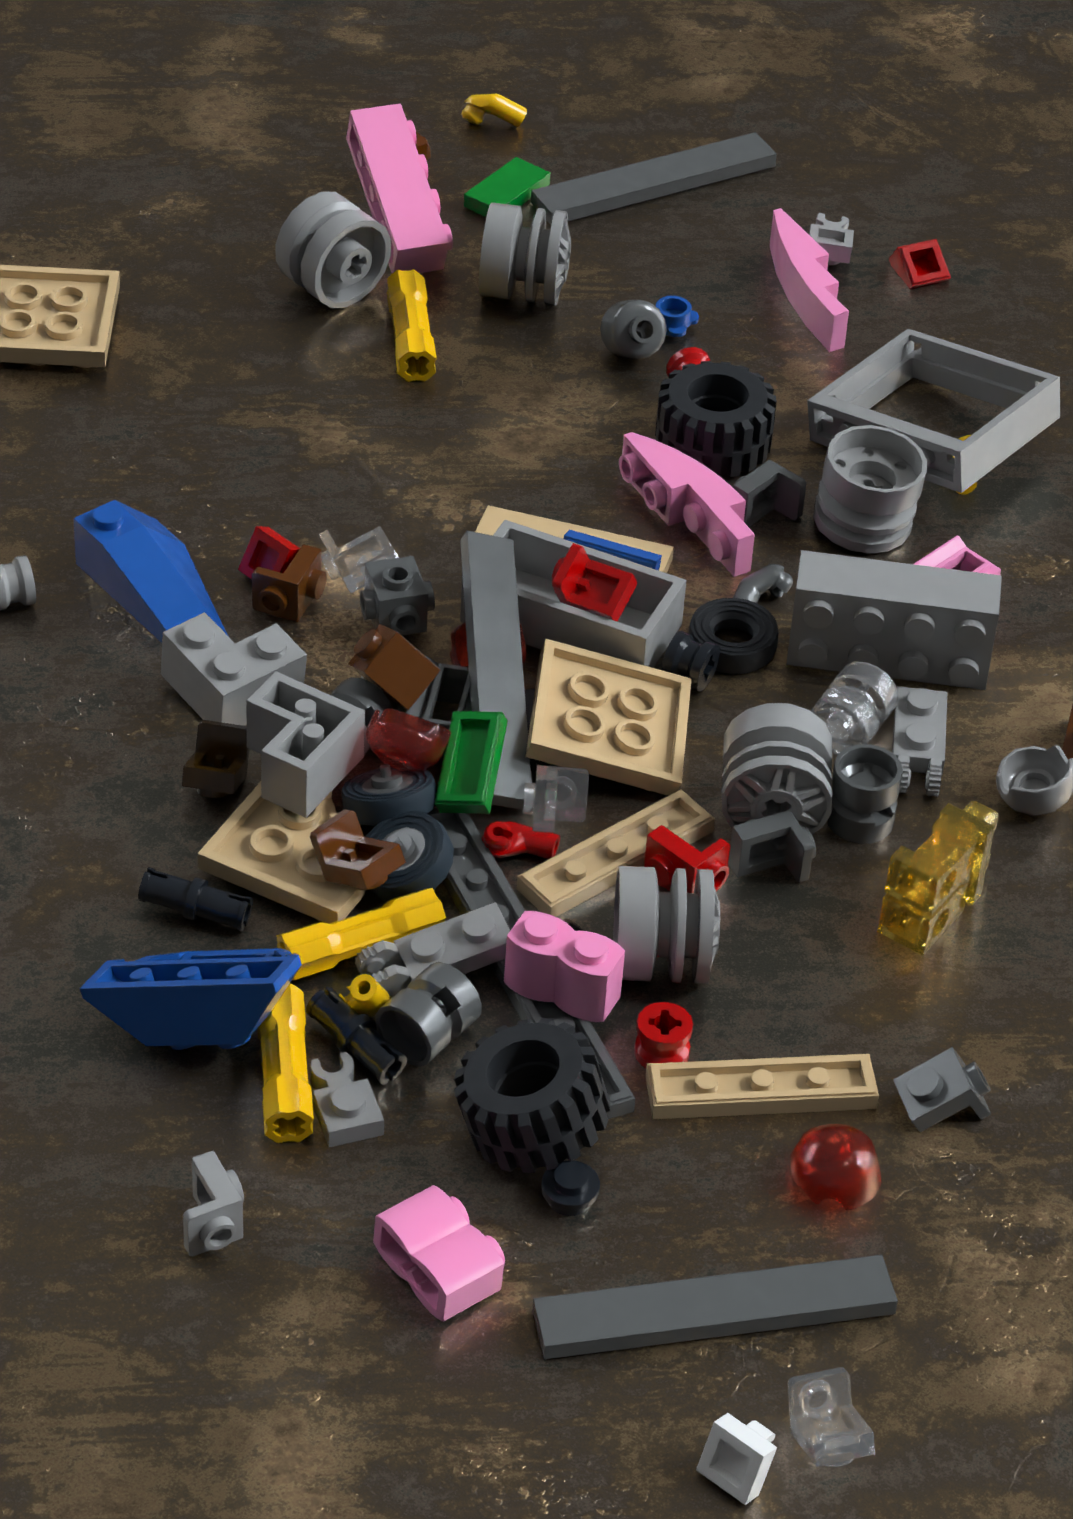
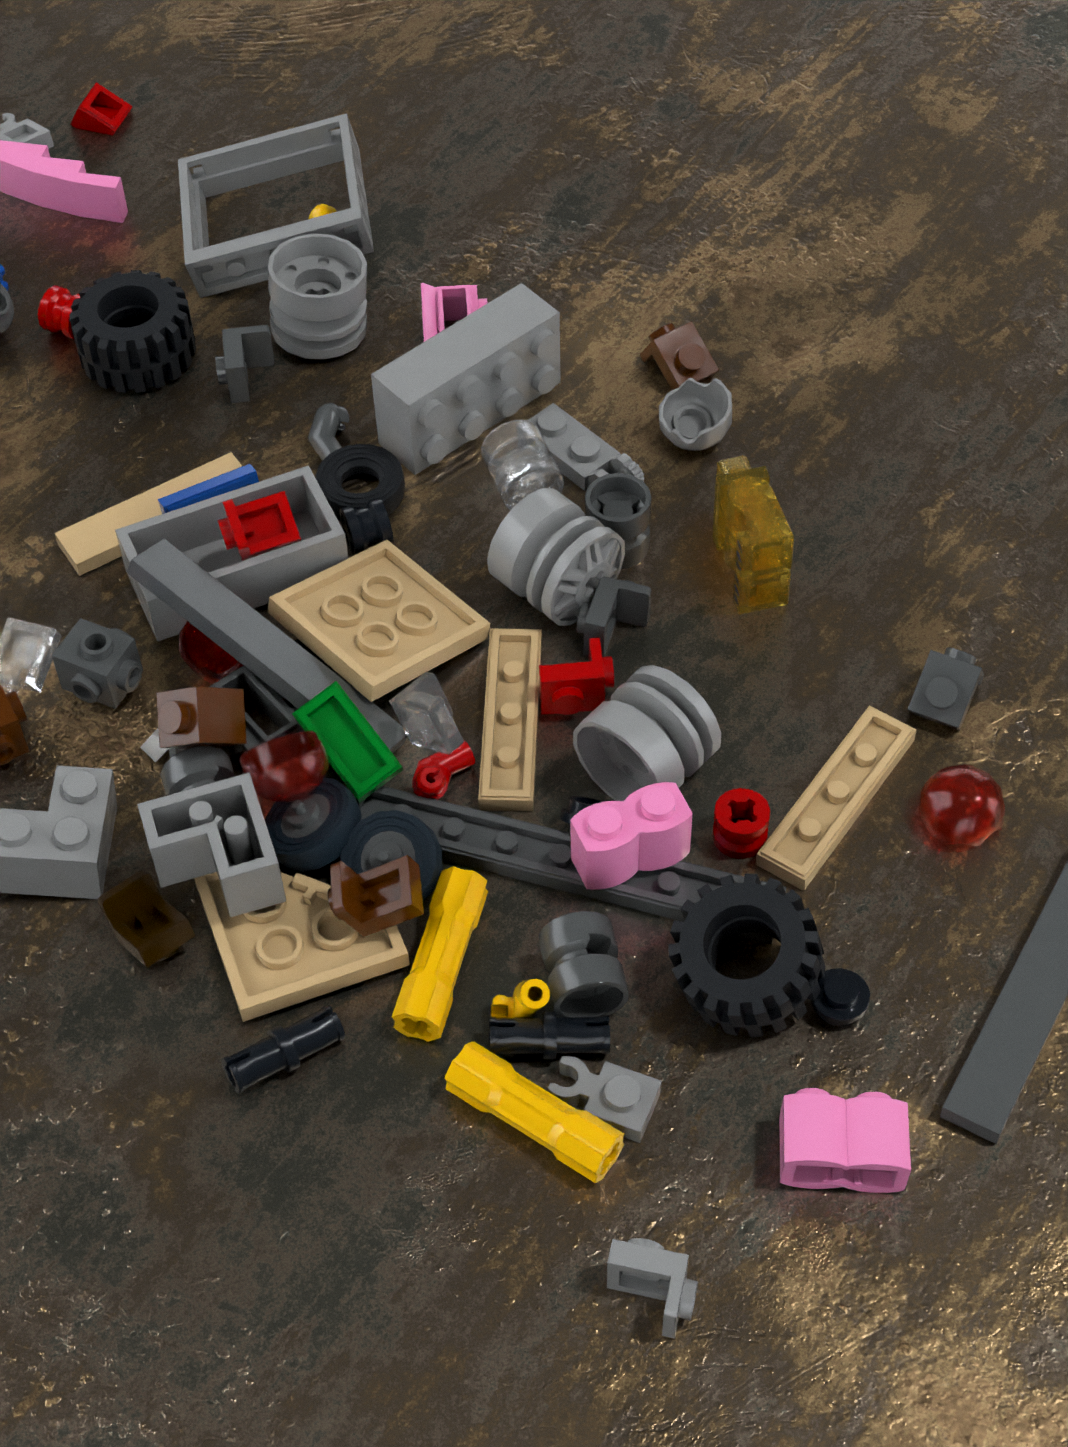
camera: 45 degrees left, 10 degrees up
(192, 994) = (418, 1119): blue wedge -> none
(463, 942) = (515, 909): light grey hinge -> none
(690, 492) = (184, 401): bright pink slope -> none

